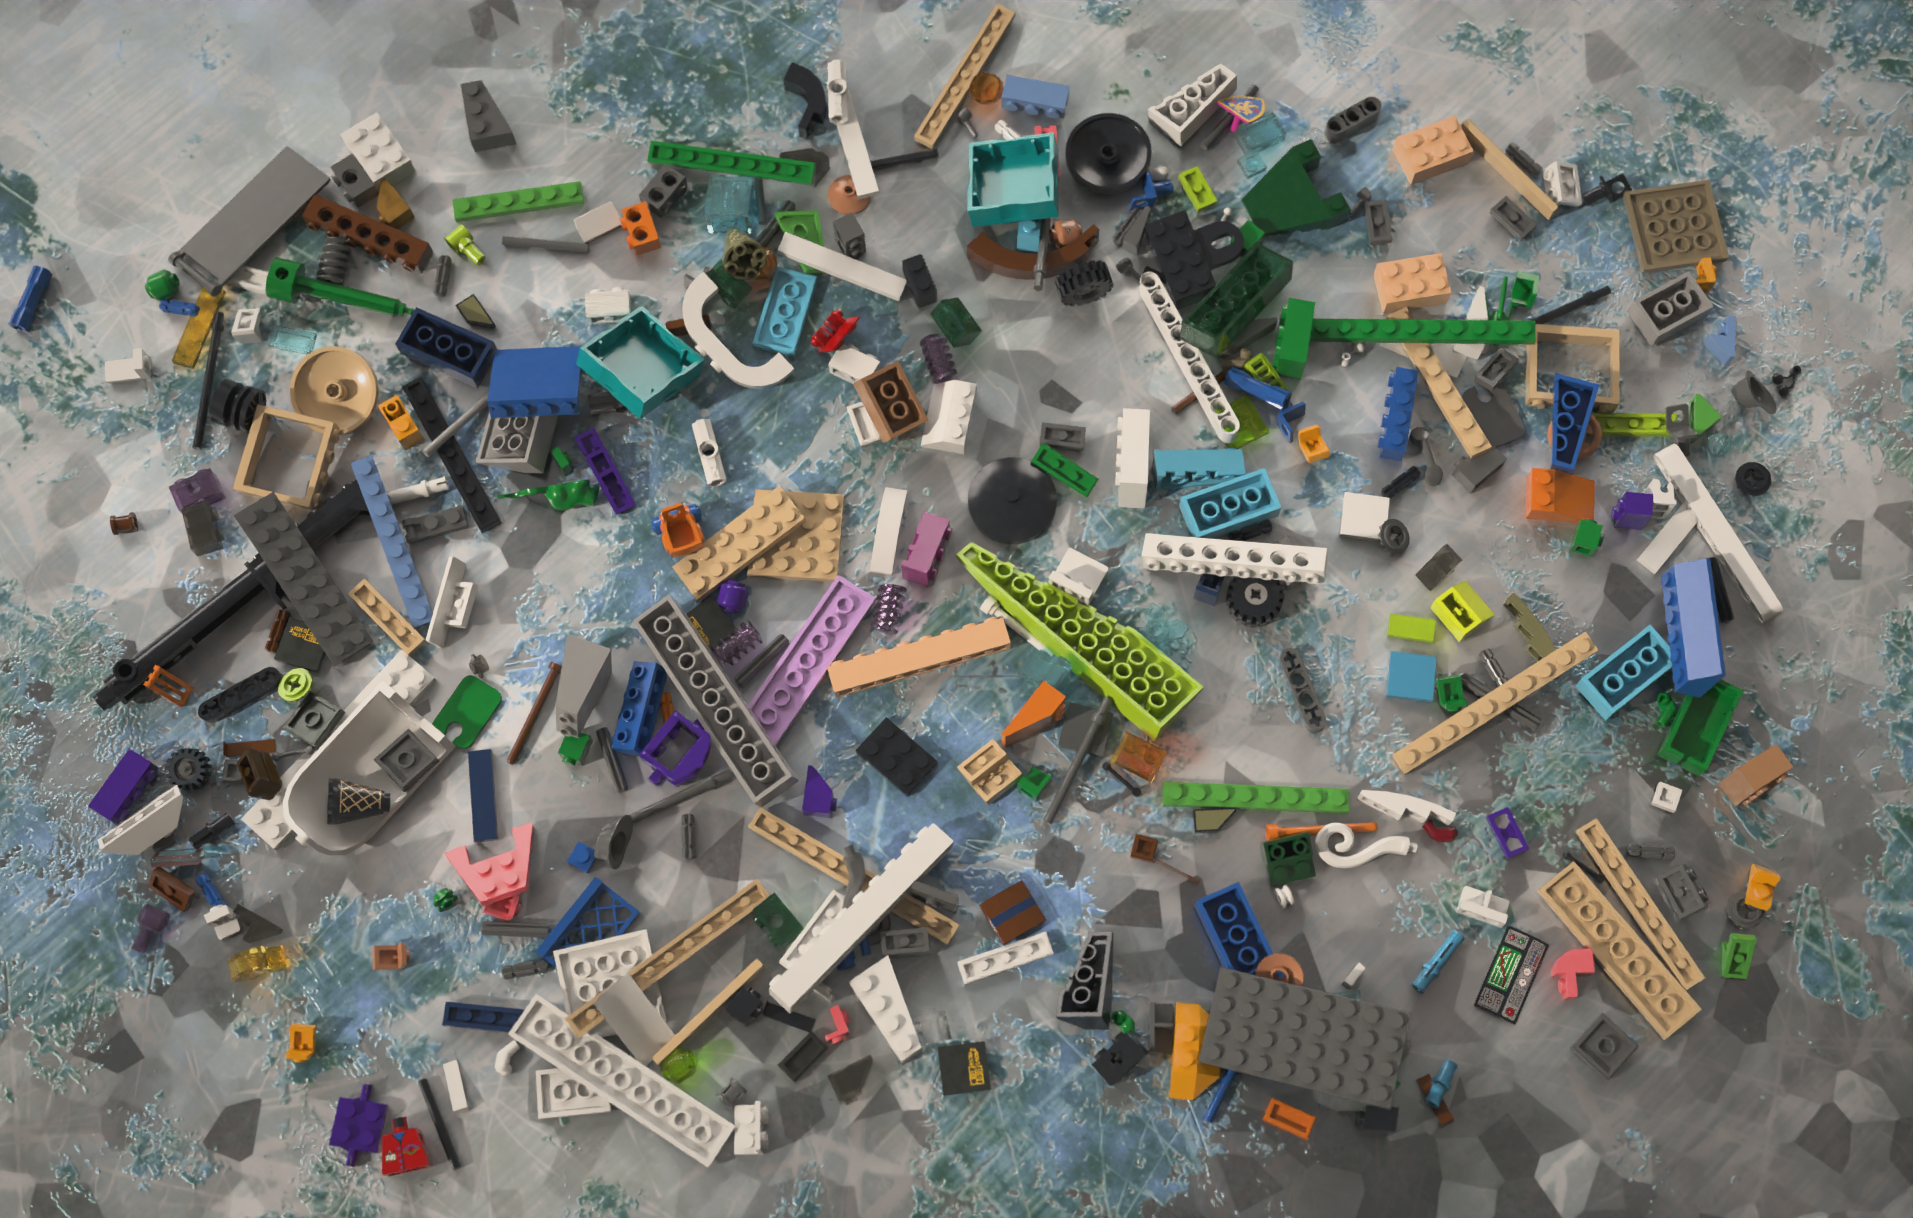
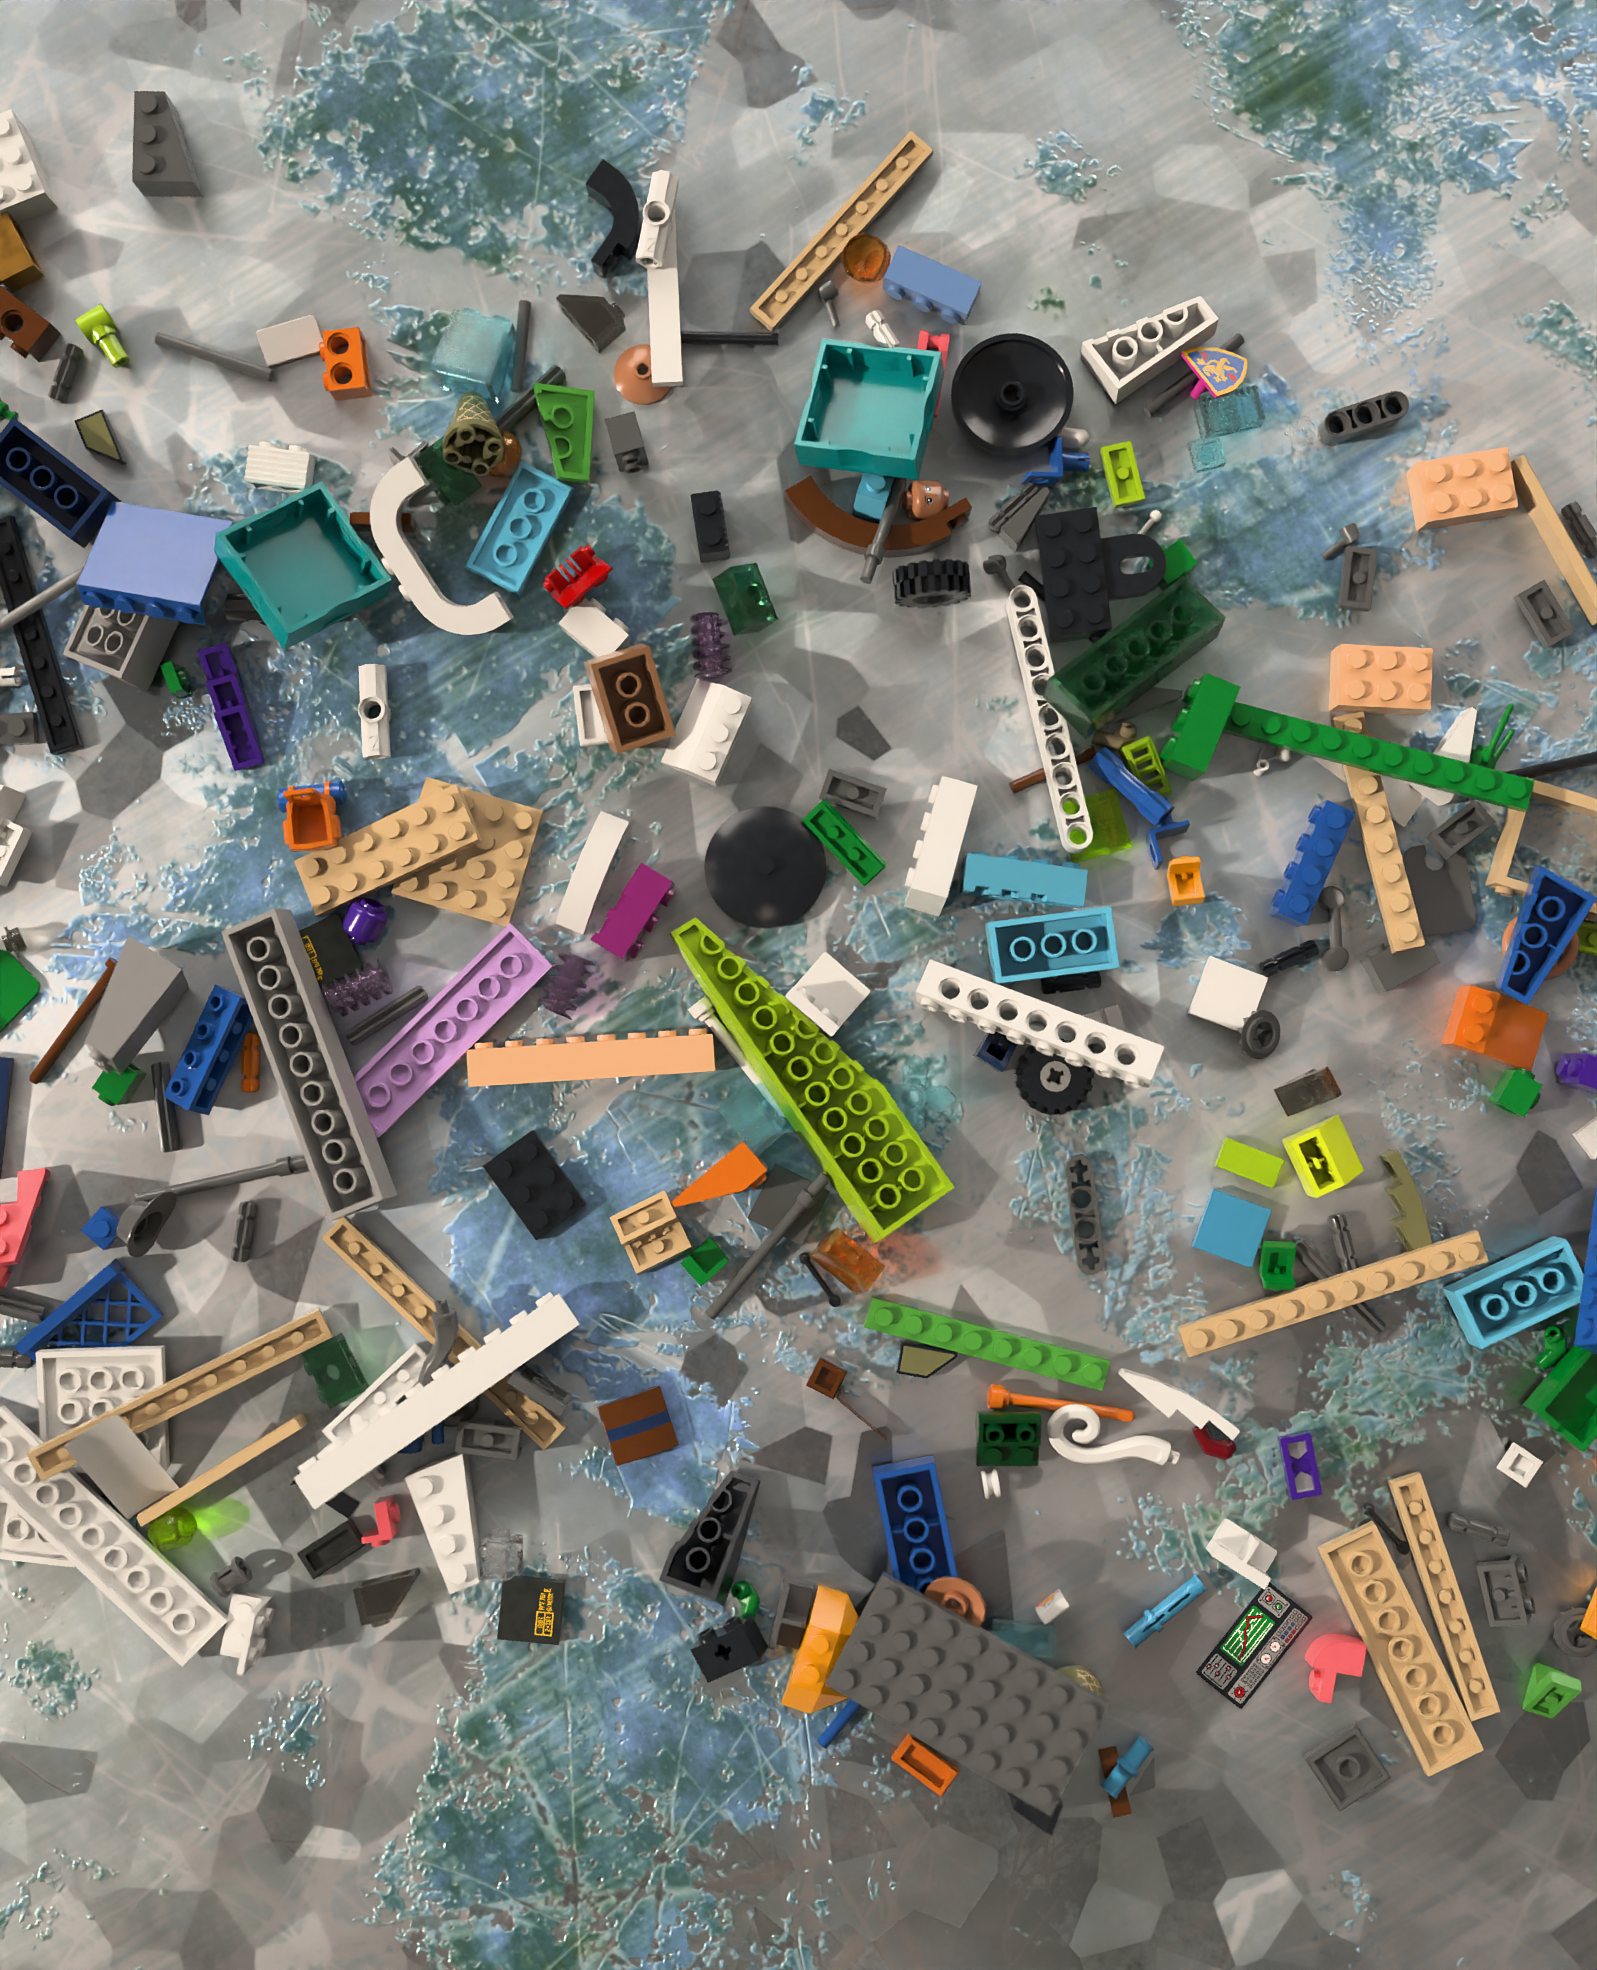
camera: 15 degrees right, 15 degrees up
(518, 201) = (188, 284): bright green plate -> none
(564, 495) = (168, 729): green animal -> none
(659, 189) = (382, 309): dark grey brick -> none
(689, 764) = (259, 1144): dark purple animal -> none
(732, 163) = (489, 294): green plate -> none
(745, 1006) = (271, 1471): black brick -> none
(818, 796) = (420, 1216): dark purple slope -> none
(841, 266) = (607, 481): white tile -> none
(1005, 958) = (615, 1481): white tile -> none
(1288, 200) = (1242, 515): dark green wedge -> none
(1524, 289) = (1531, 723): green panel -> none

